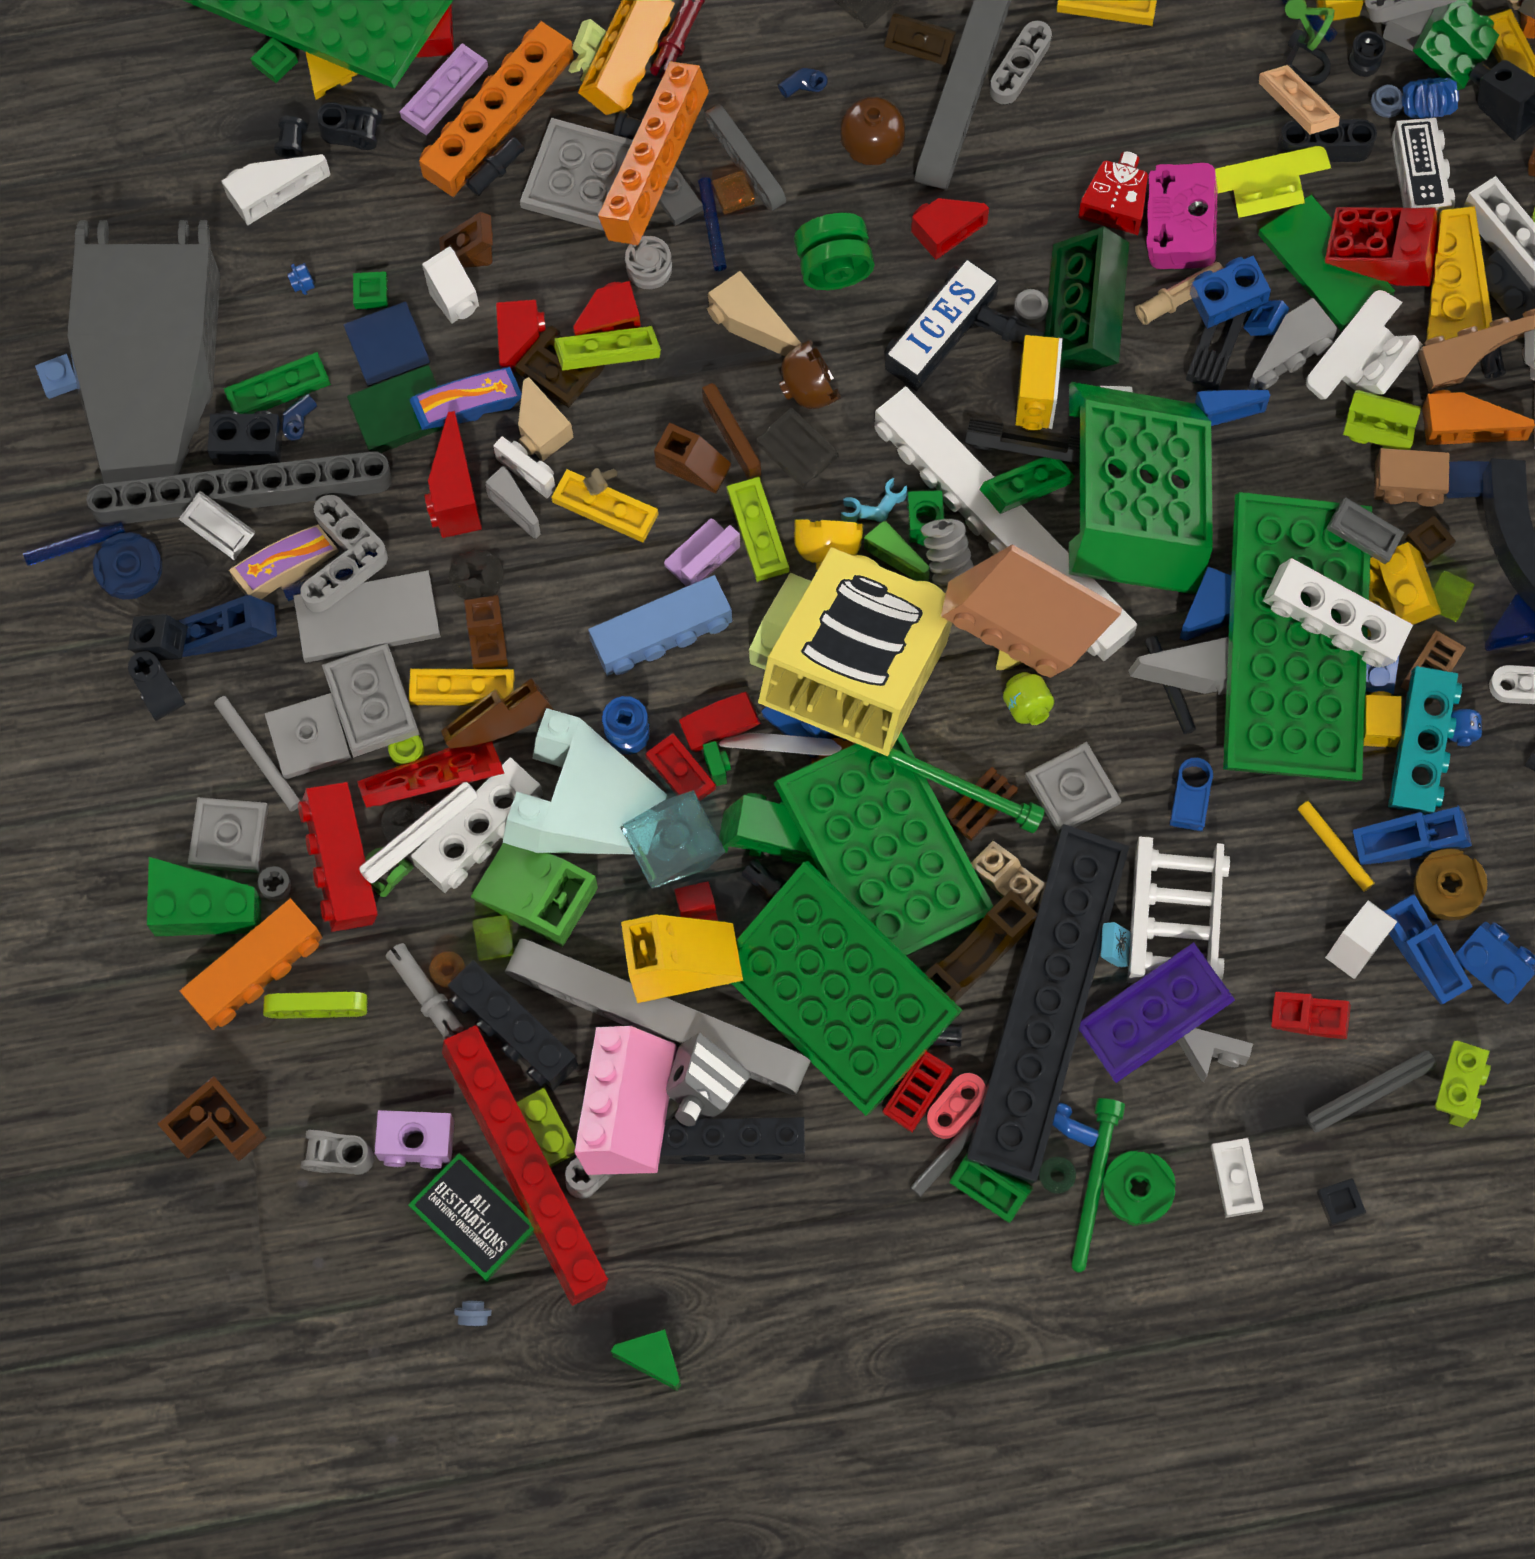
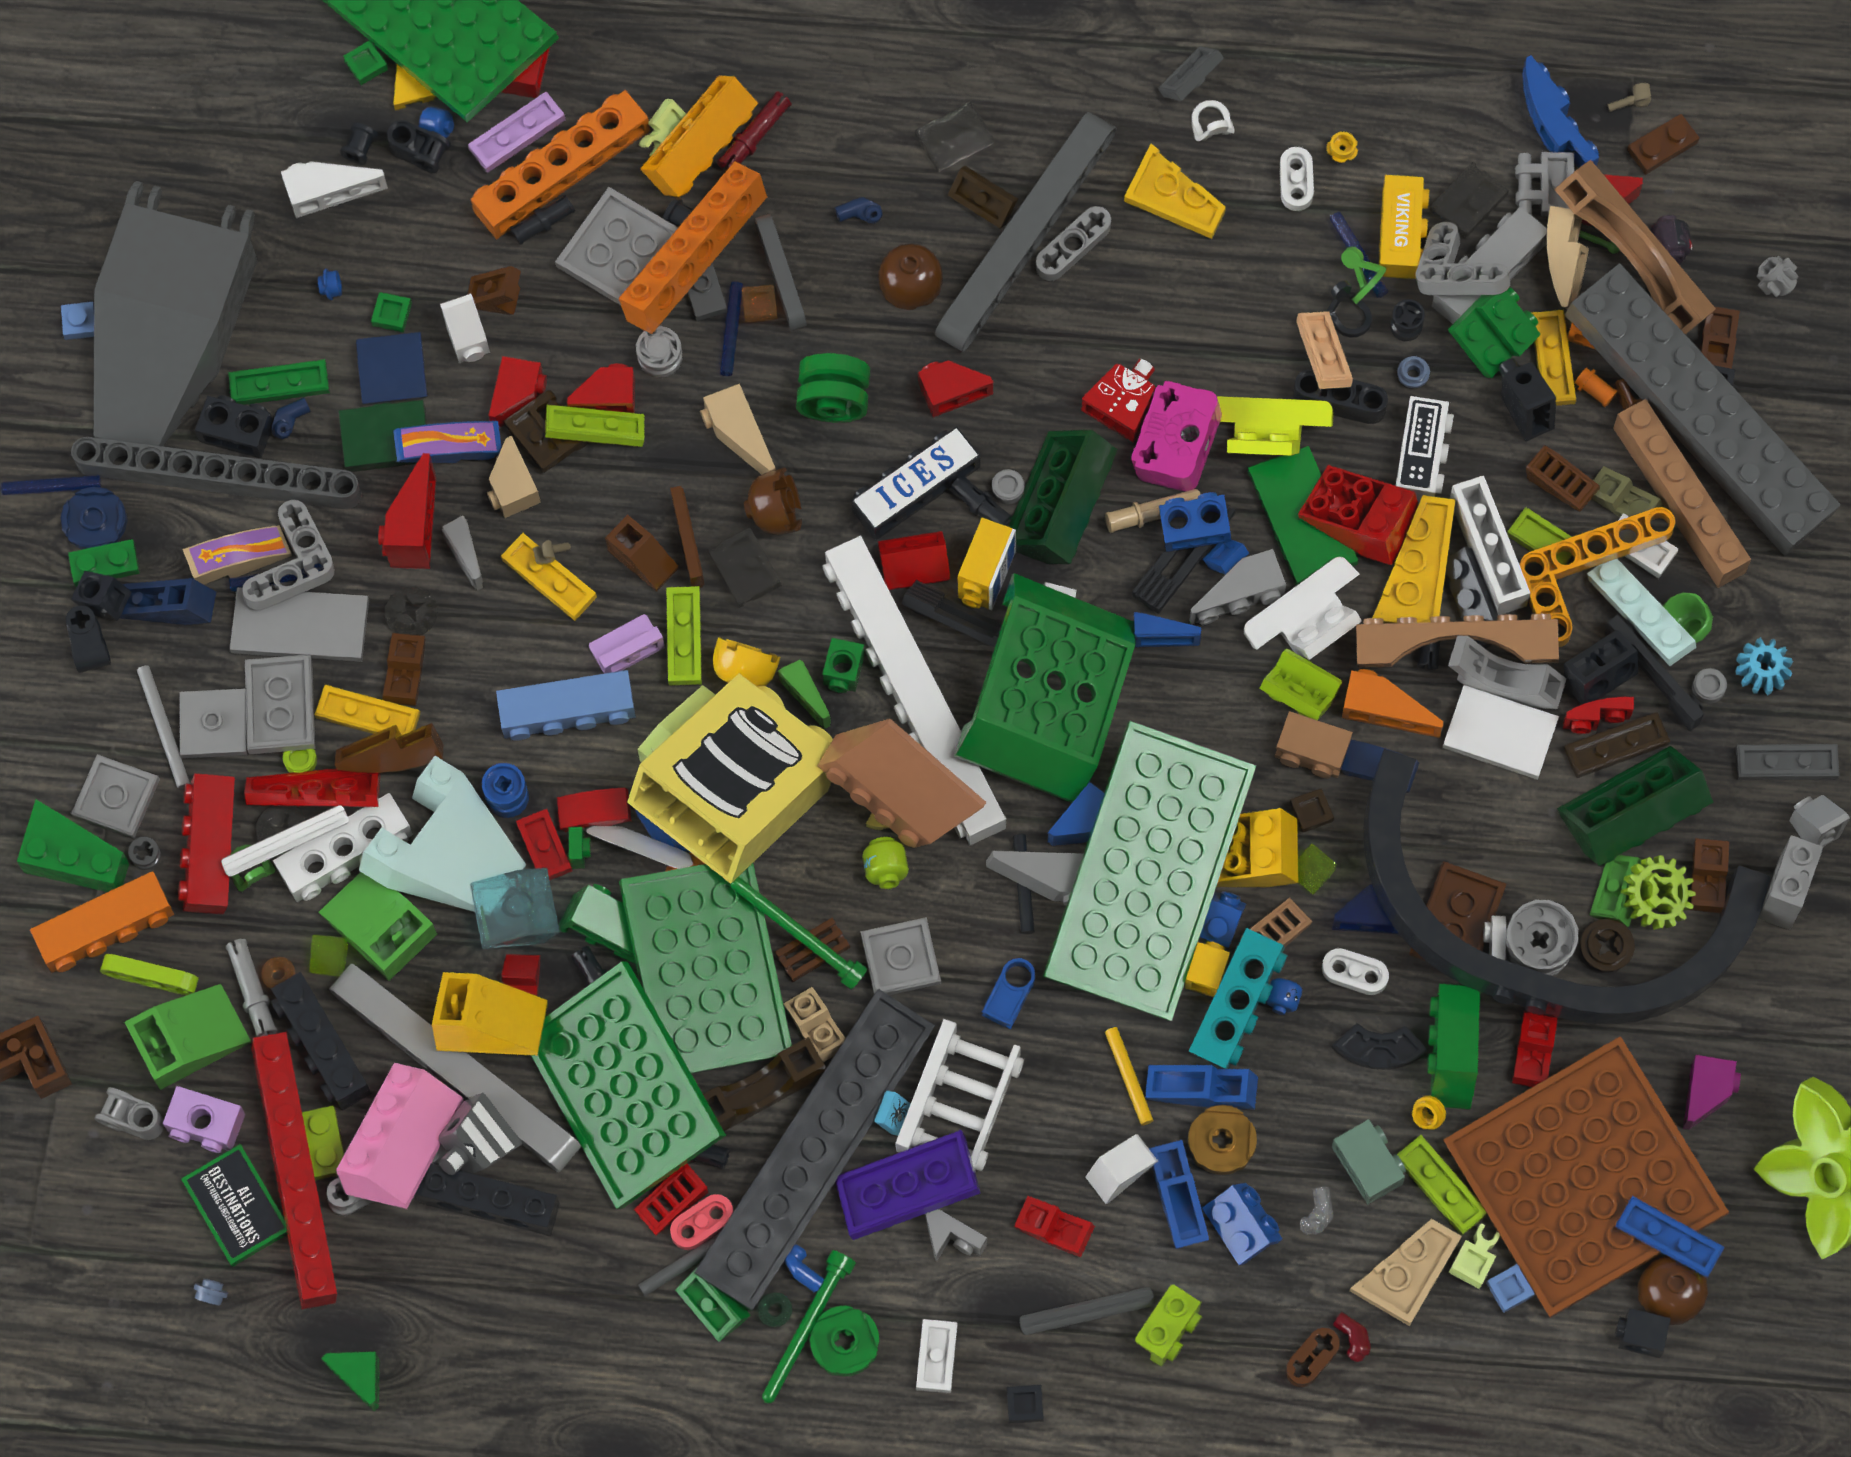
camera: 15 degrees right, 0 degrees up
(157, 599) = (111, 560): none -> green plate
(217, 525) = (184, 503): light grey tile -> none
(362, 95) = (437, 120): none -> blue piece
(372, 1055) = (187, 1034): none -> bright green slope
(516, 459) = (479, 509): white plate -> none
(877, 513) = (803, 649): medium azure arm -> none
(947, 550) = (849, 701): light grey piece -> none
(963, 397) = (913, 559): none -> red panel
(1026, 483) = (944, 658): green tile -> none
(1365, 530) = (1241, 787): dark grey tile -> none
(1386, 629) = (1233, 886): white brick -> none
(1430, 98) = (1451, 380): blue gear -> none

